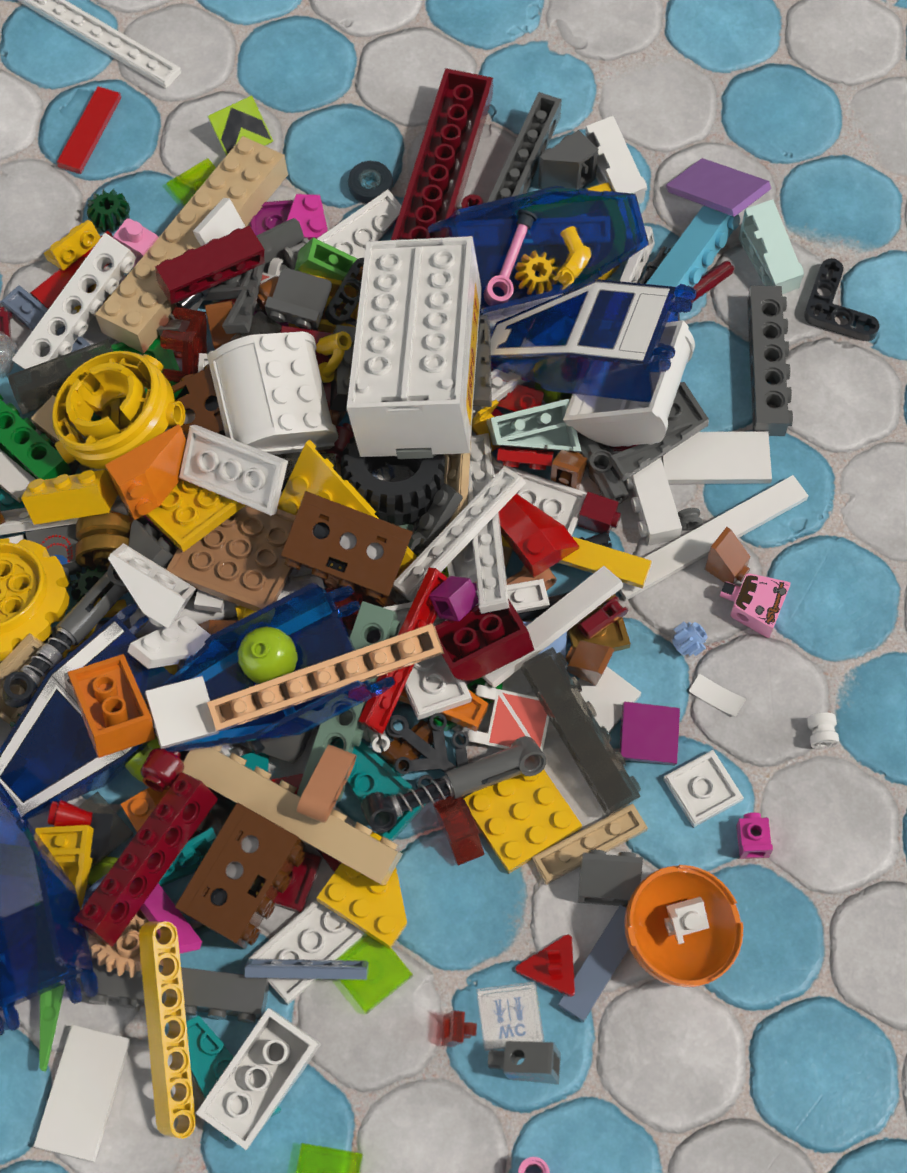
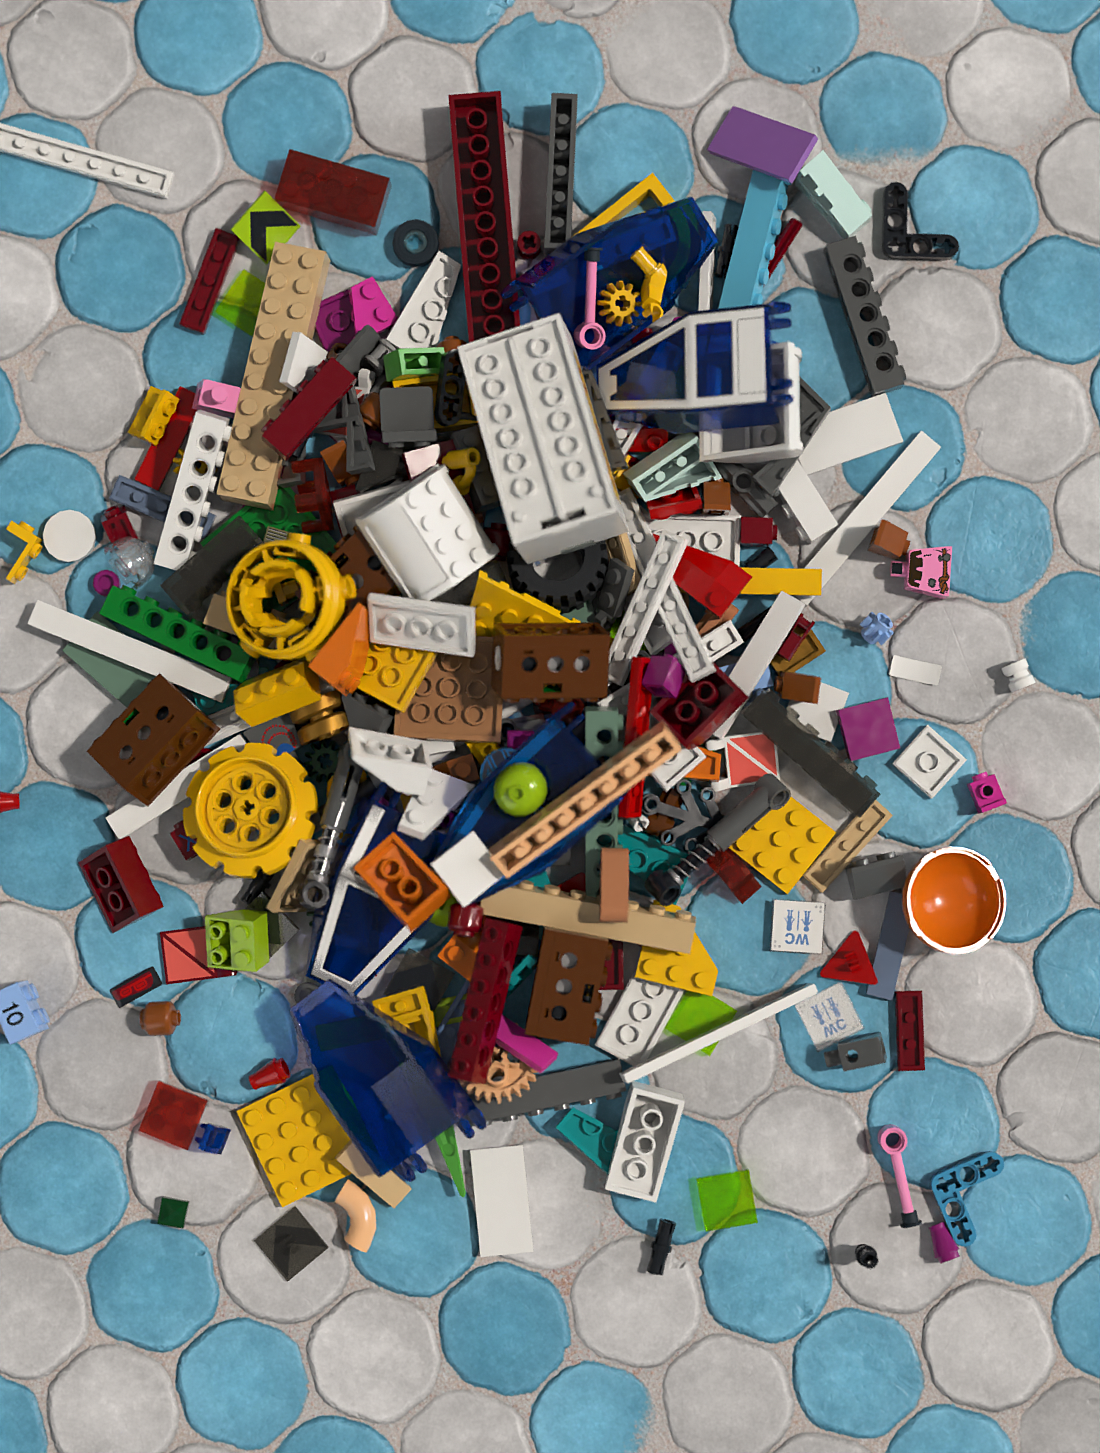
camera: 20 degrees left, 20 degrees up
(66, 814) = (396, 980): red cone -> none
(89, 130) = (111, 275): red tile -> none
(108, 210) = (180, 359): dark green gear -> none
(173, 159) = (209, 281): none -> dark red tile
(176, 1040) = (556, 1132): yellow beam -> none
(306, 969) = (650, 1040): sand blue tile -> none
(313, 119) = (333, 191): none -> clear red brick
(382, 986) = (718, 1033): none -> white tile
(456, 1029) = (789, 1044): clear red tile -> none
(508, 909) = (797, 926): none -> white tile
(569, 163) = (609, 164): dark grey slope -> none
(593, 1062) = (909, 1030): none -> dark red tile
(614, 159) = (651, 148): white wedge -> none
(686, 918) = (951, 888): white bracket -> none
(690, 518) = (840, 508): dark grey bush -> none

